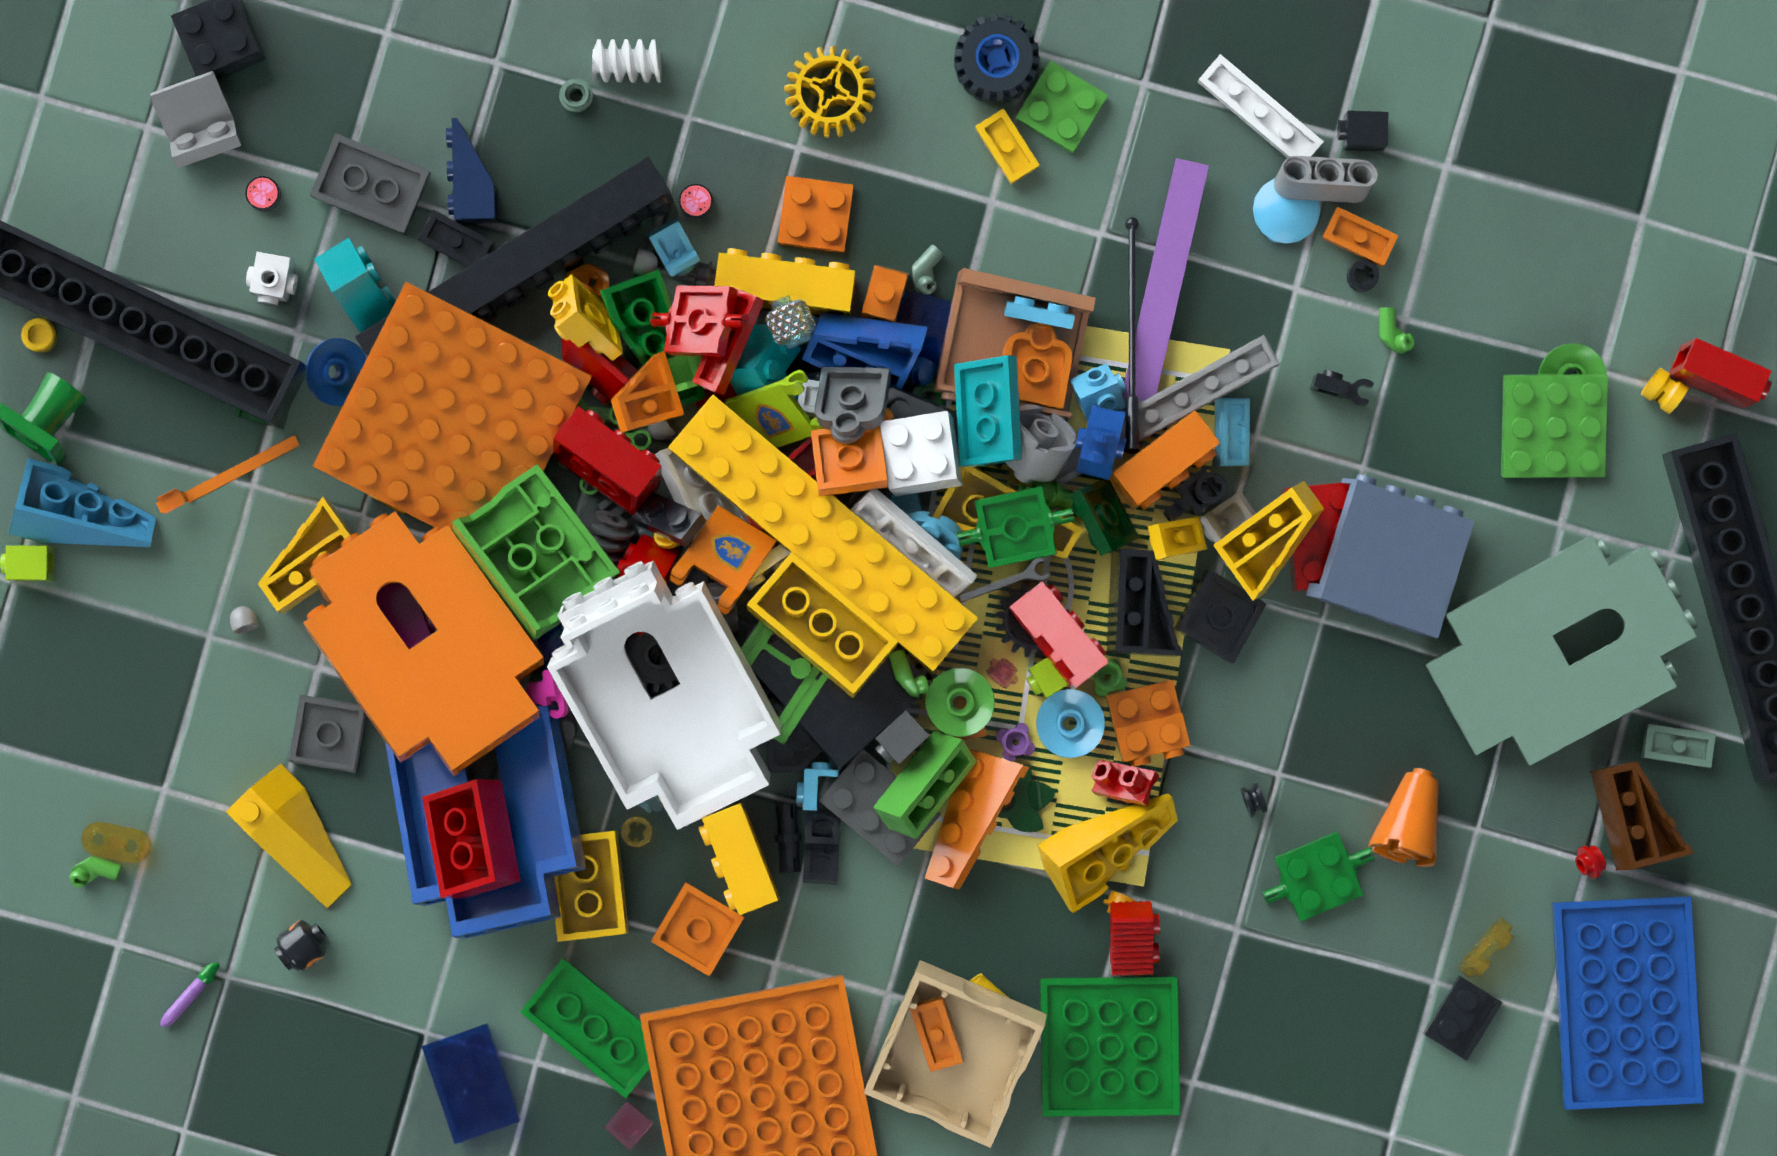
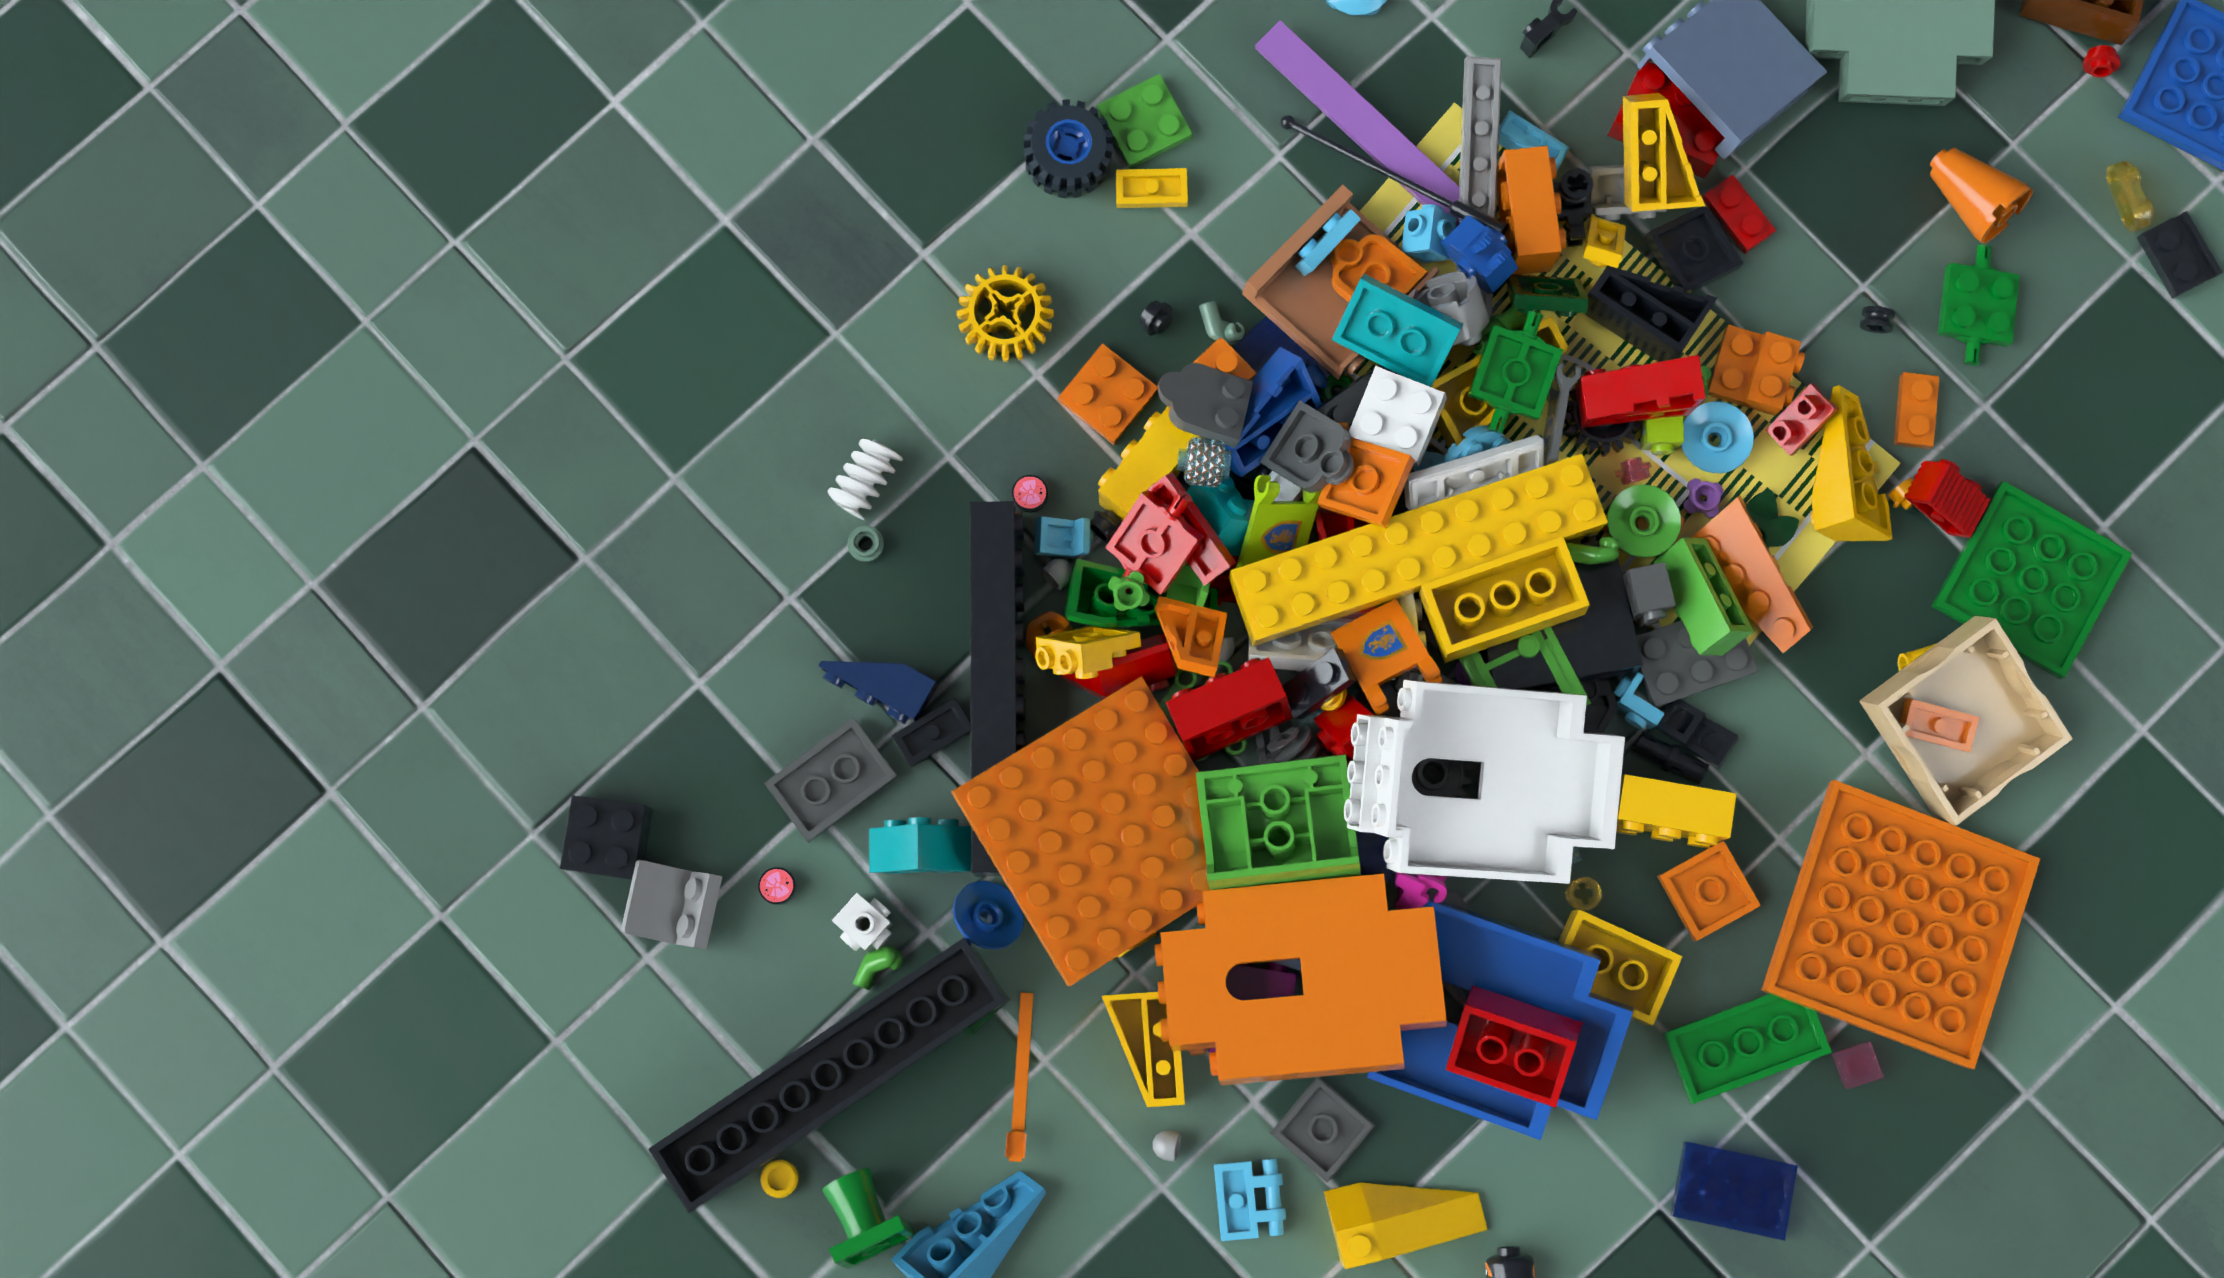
camera: 55 degrees left, 5 degrees down
(230, 700) = (1237, 1199): none -> medium azure plate
(248, 306) = (876, 961): none -> bright green arm
(643, 325) = (1129, 601): none -> bright green plate
(840, 294) = (1206, 402): none -> dark grey plate
(900, 215) = (1156, 317): none -> black plate
(1197, 875) = (1916, 410): none -> orange plate
(1277, 636) = (1738, 214): none -> red plate

